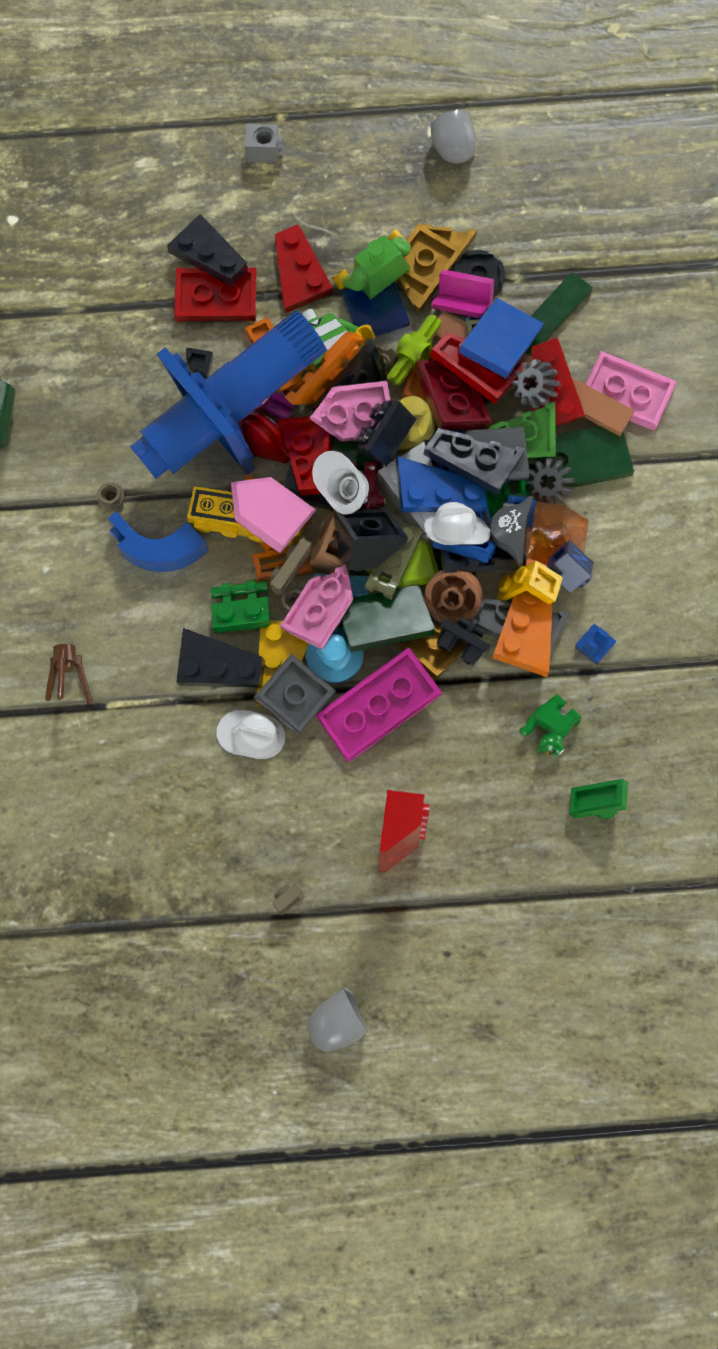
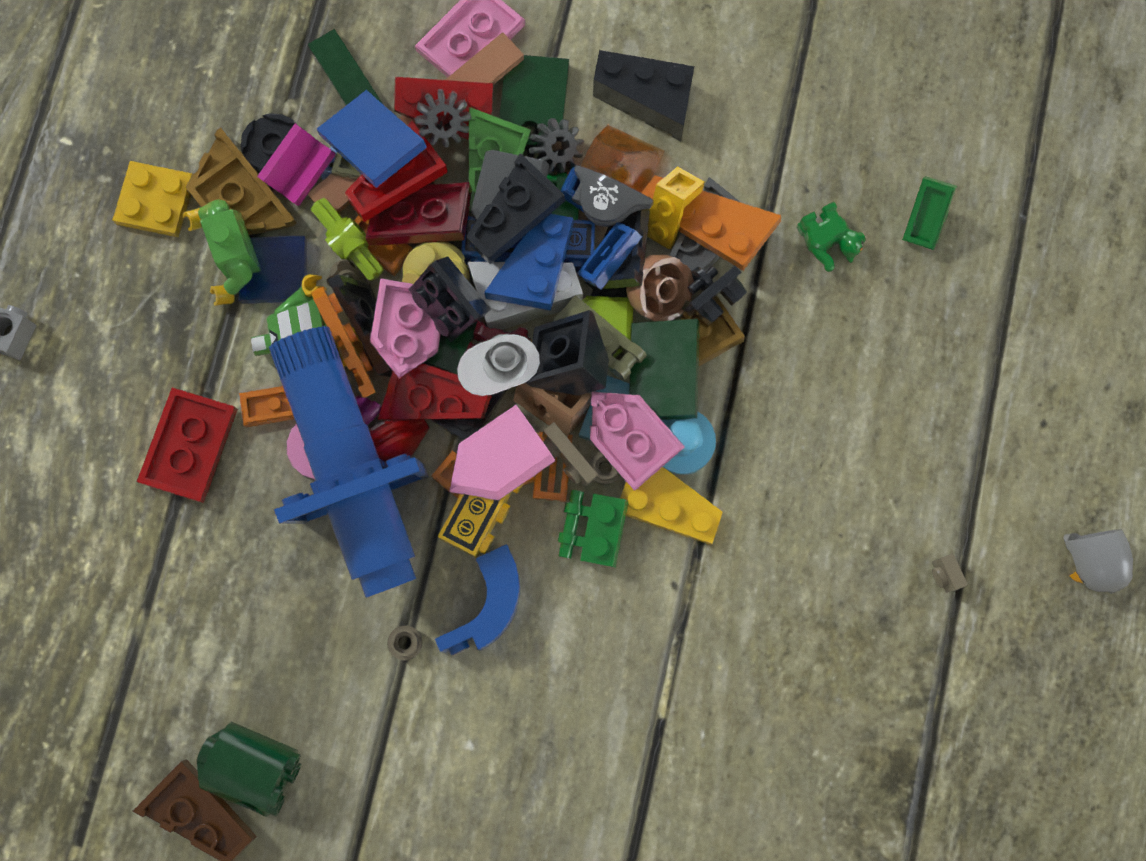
camera: 75 degrees left, 5 degrees up
(63, 661) = (595, 752): reddish brown plant -> none
(199, 361) = (267, 490): black tile -> none
(208, 251) = (129, 437): black wing -> none
(217, 664) = (654, 575): black wing -> none
(251, 734) = (744, 561): white piece -> none
(294, 694) = (720, 497): dark grey plate -> none
(299, 270) = (189, 339): red wing -> none
(378, 704) = (756, 409): dark pink tile -> none
(402, 205) = (153, 199): none -> yellow plate
(402, 827) = (929, 422): red slope -> none
(454, 136) = (91, 111): light grey piece -> none
(456, 525) = (589, 257): white piece -> none
(571, 565) = (662, 155): brick -> none
(595, 644) = (750, 163): blue tile -> none
(629, 539) = (646, 88): none -> black wedge

